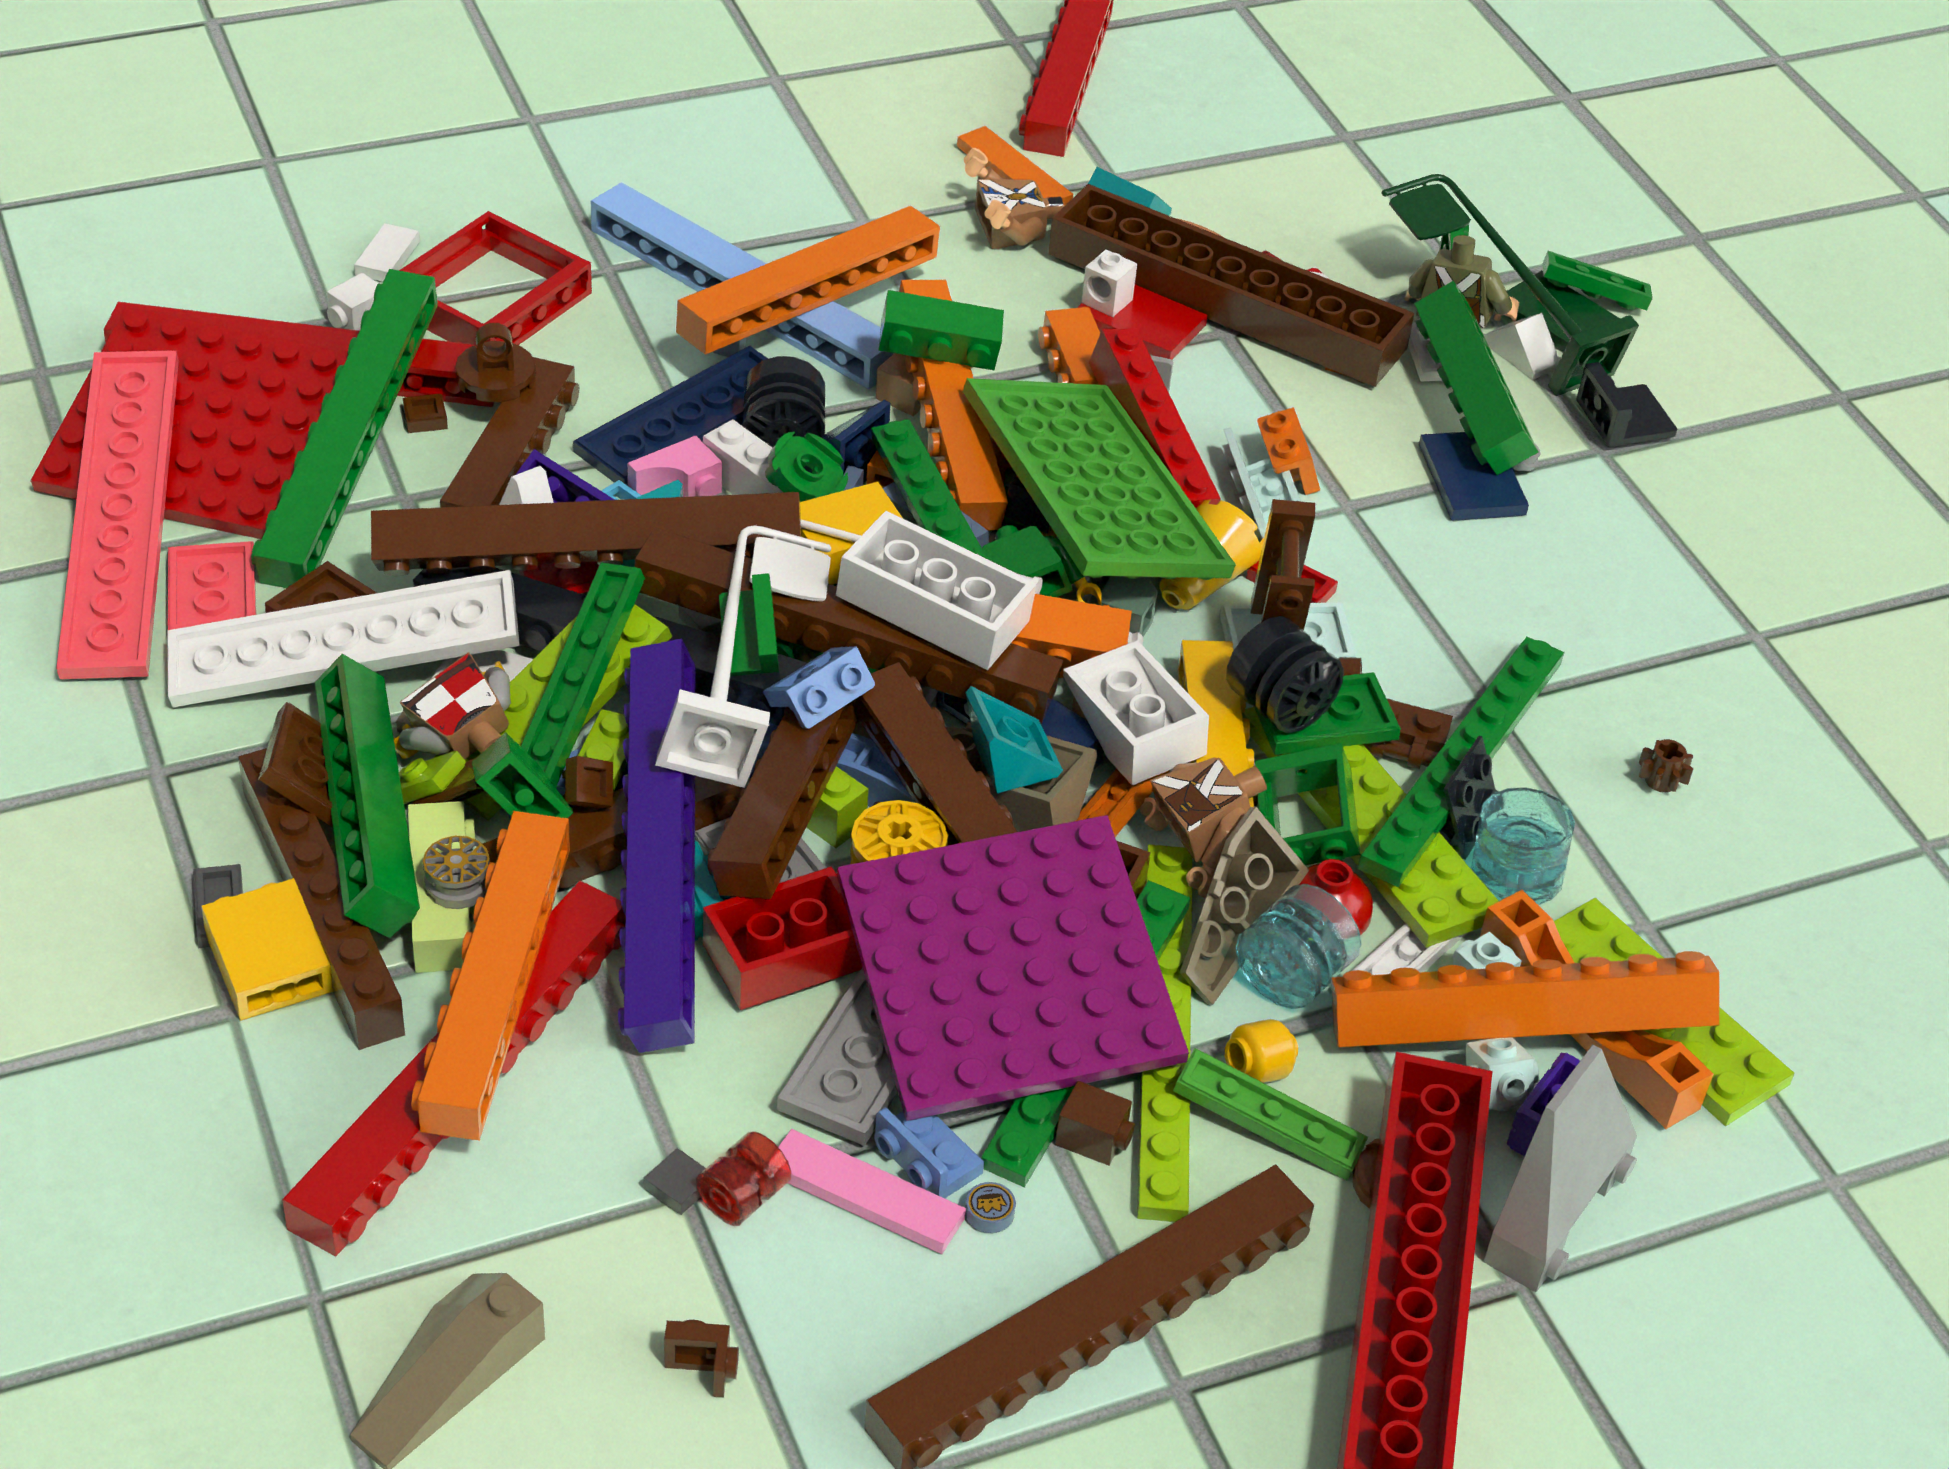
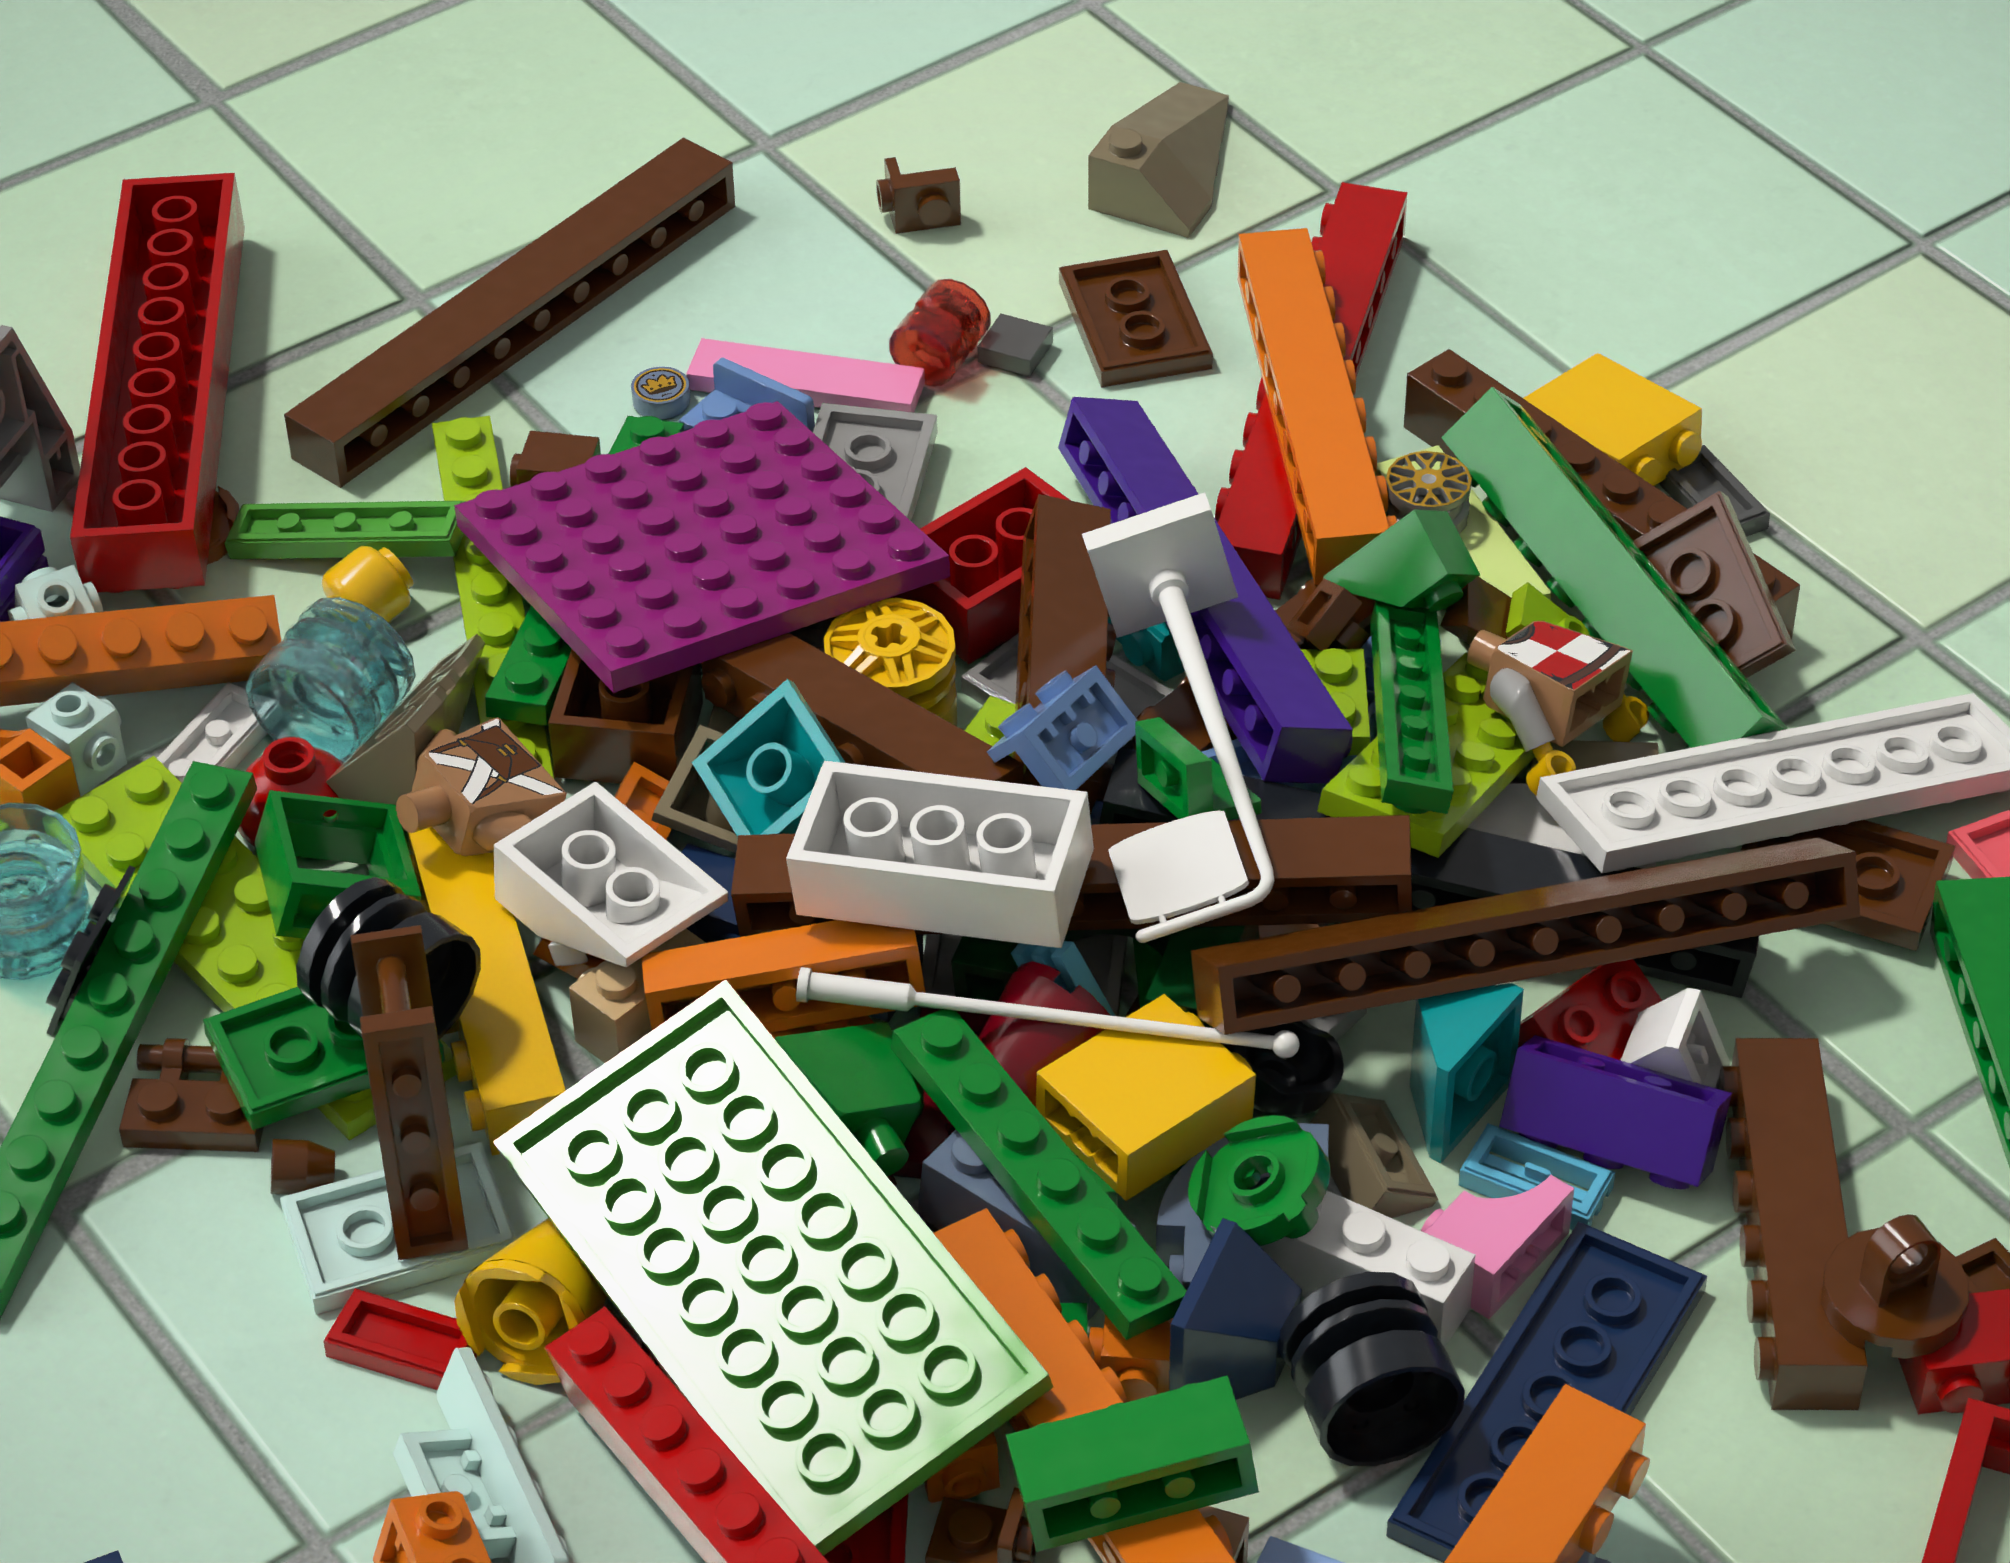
camera: 170 degrees right, 0 degrees up
(565, 1189) = (1135, 318): none -> reddish brown tile

